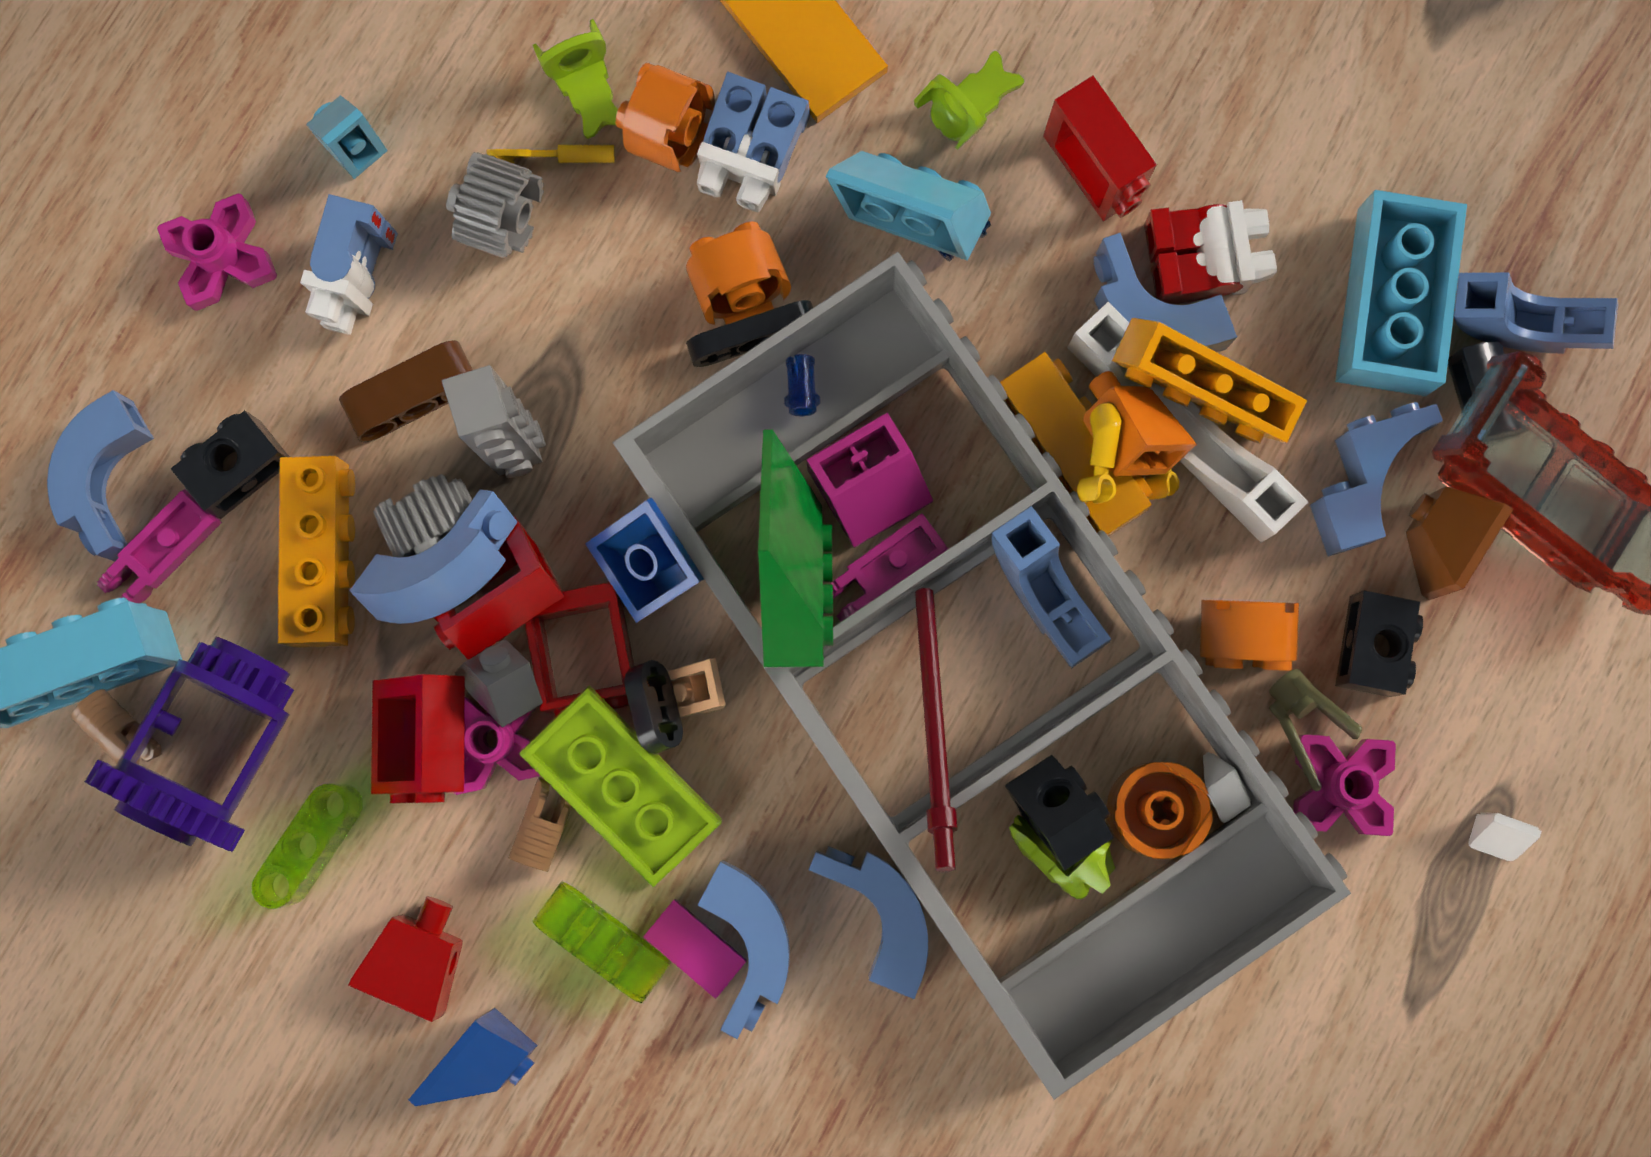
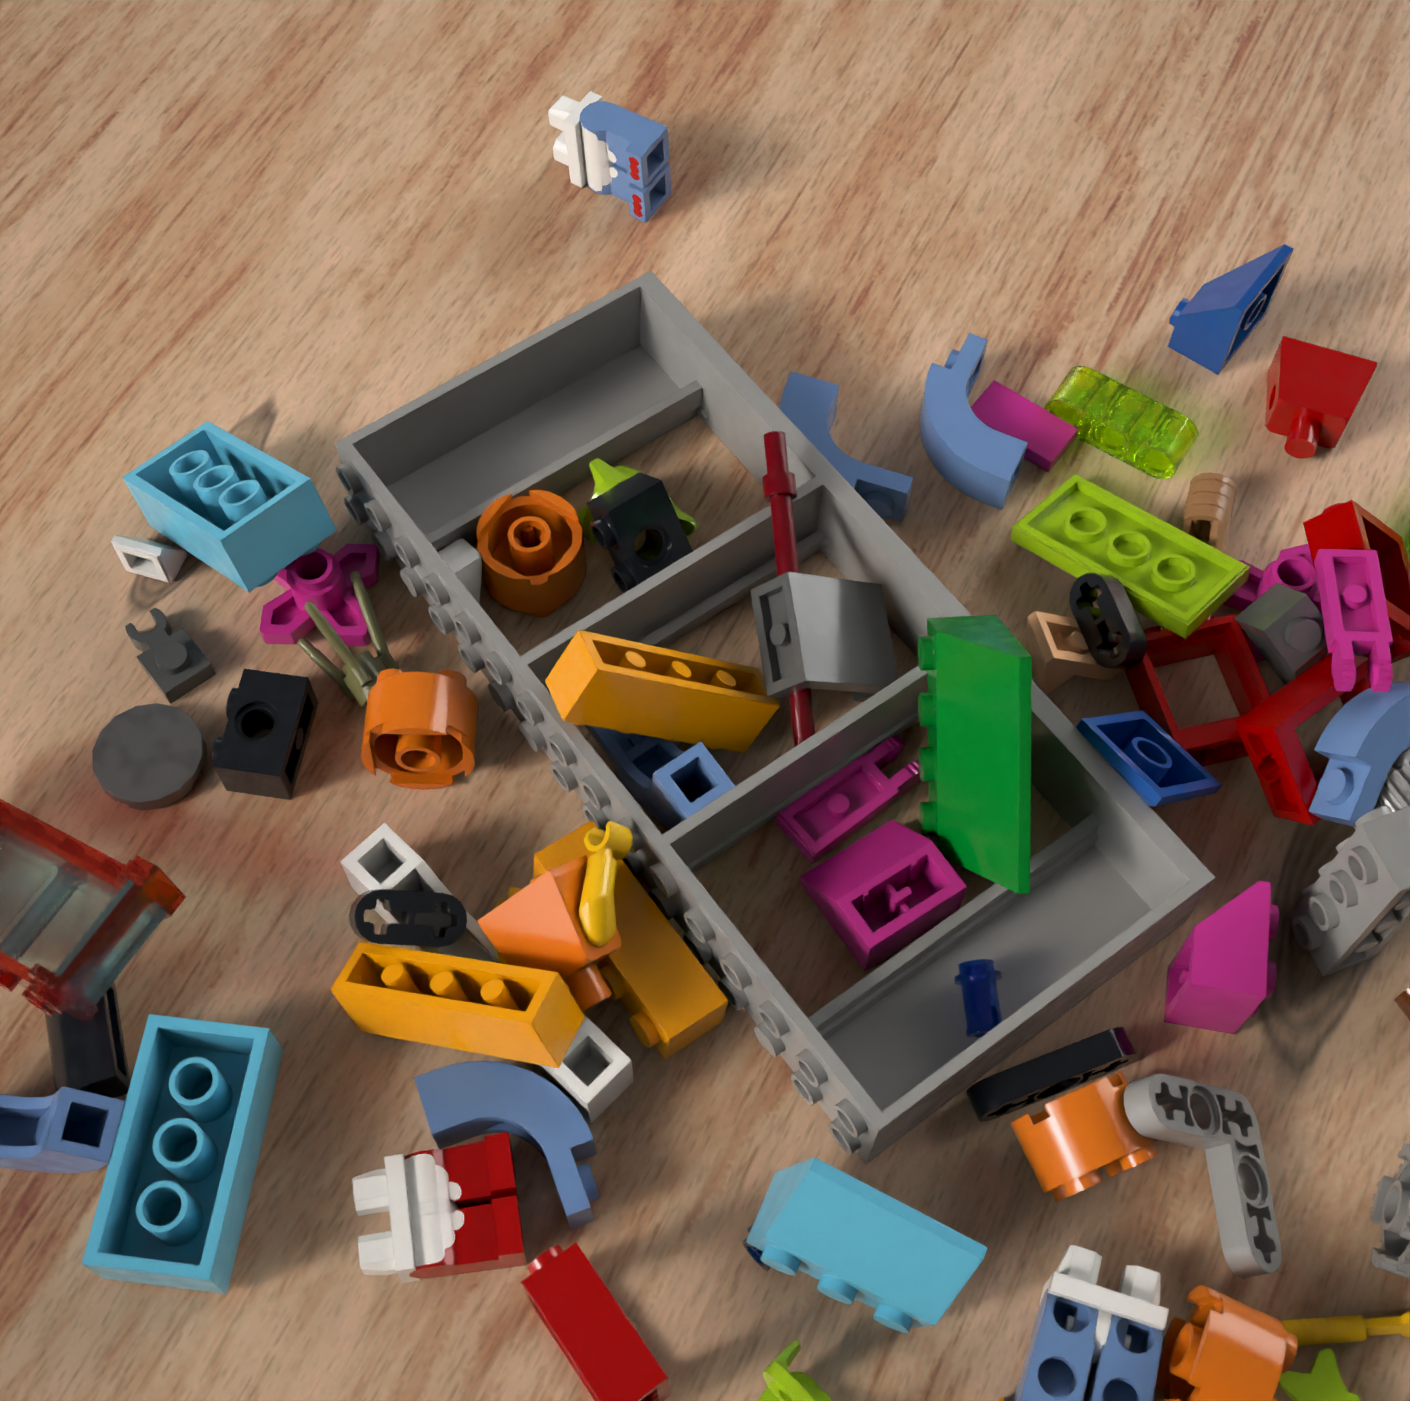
camera: 175 degrees right, 20 degrees down
(449, 665) = (1354, 615): none -> dark pink hinge
(612, 398) = (1225, 965): none -> dark pink slope
(629, 218) = (1234, 1157): none -> light grey beam
(903, 690) = (823, 635): none -> dark grey panel
(1050, 631) = (659, 692): none -> light orange brick
(1251, 452) = (408, 932): none -> black beam
(1352, 514) = (248, 955): medium blue arch -> none
(1442, 851) = (230, 505): none -> medium azure brick
(1451, 538) = (167, 827): dark orange slope -> none
(1466, 728) = (169, 658): none -> dark grey plate
(1473, 635) = (149, 756): none -> flat silver tile

